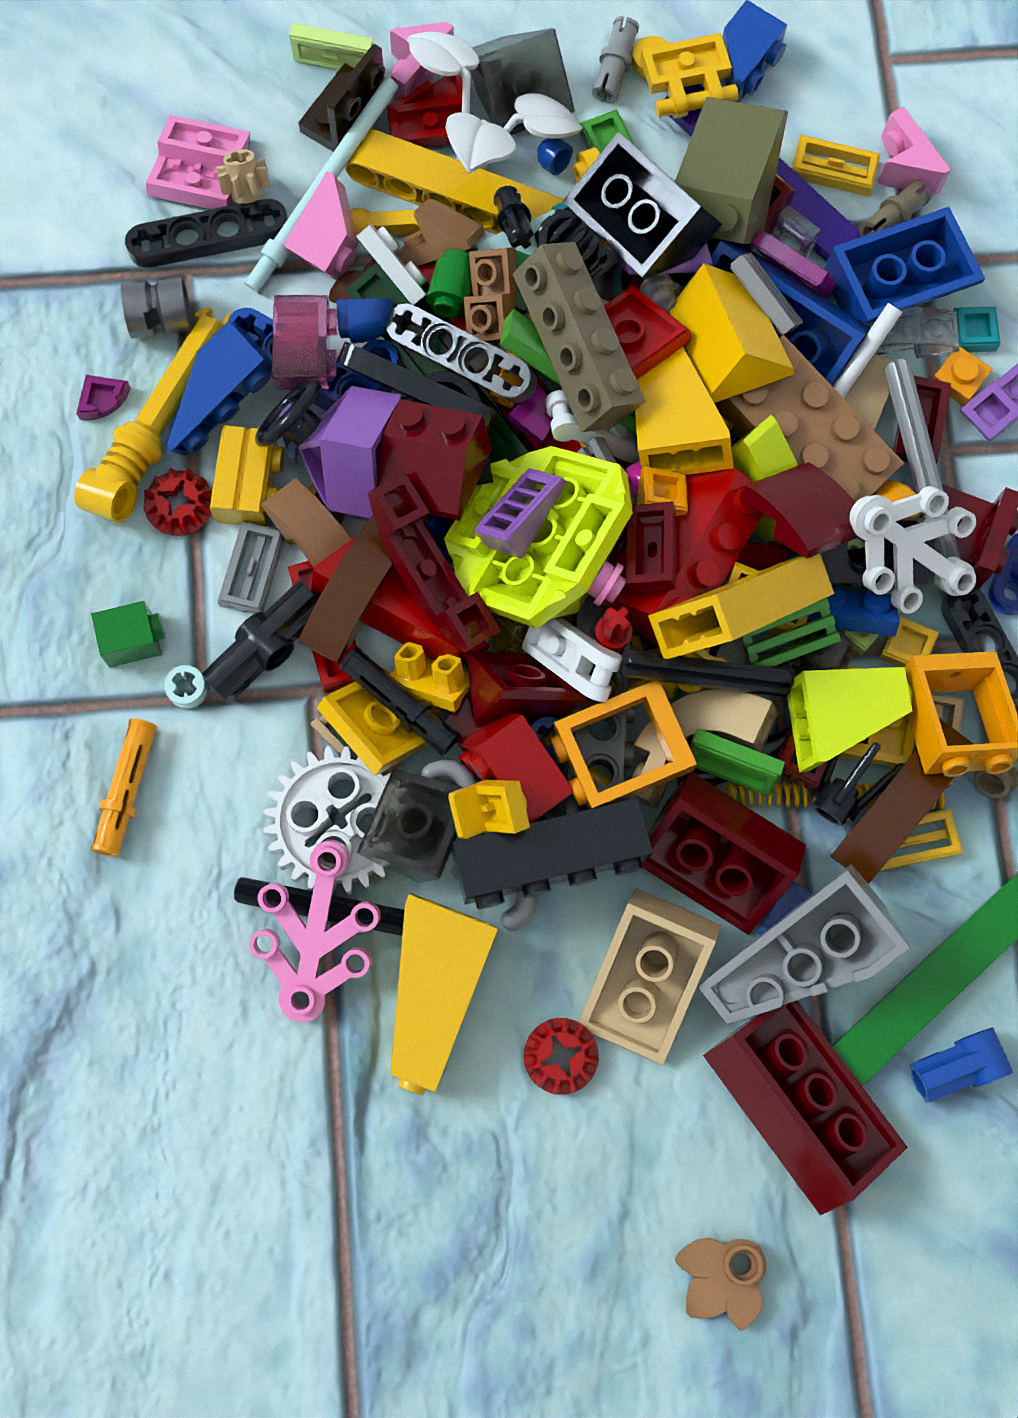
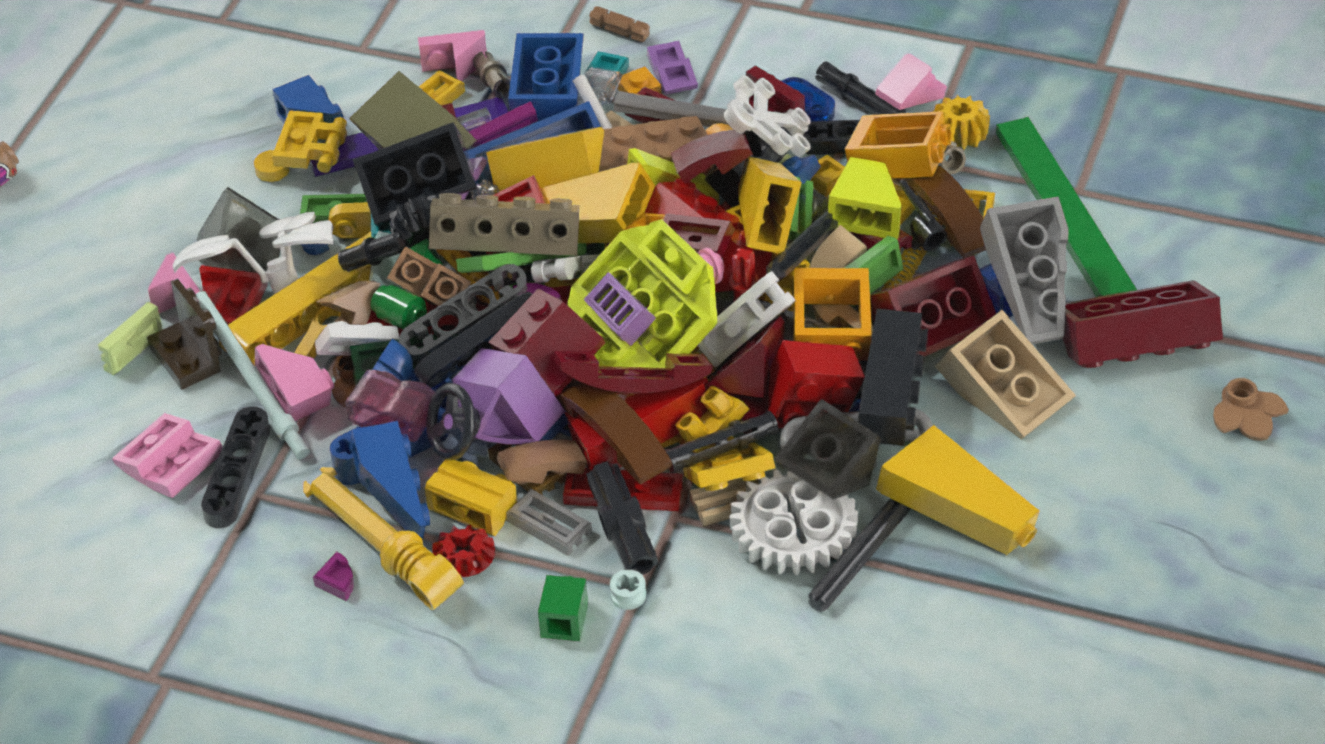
camera: 60 degrees left, 30 degrees down
(123, 790) = (707, 656): light orange pin -> none
(156, 306) = (287, 506): flat silver wheel -> none
(243, 176) = (210, 417): tan gear -> none
(313, 939) = (883, 553): bright pink plant -> none
(489, 807) = (844, 379): yellow bracket -> none
(552, 1077) = (1031, 459): red gear -> none
(615, 59) = (260, 183): light grey pin -> none
(766, 293) = (511, 135): light grey tile -> none
(970, 1062) = (1148, 235): blue piece -> none

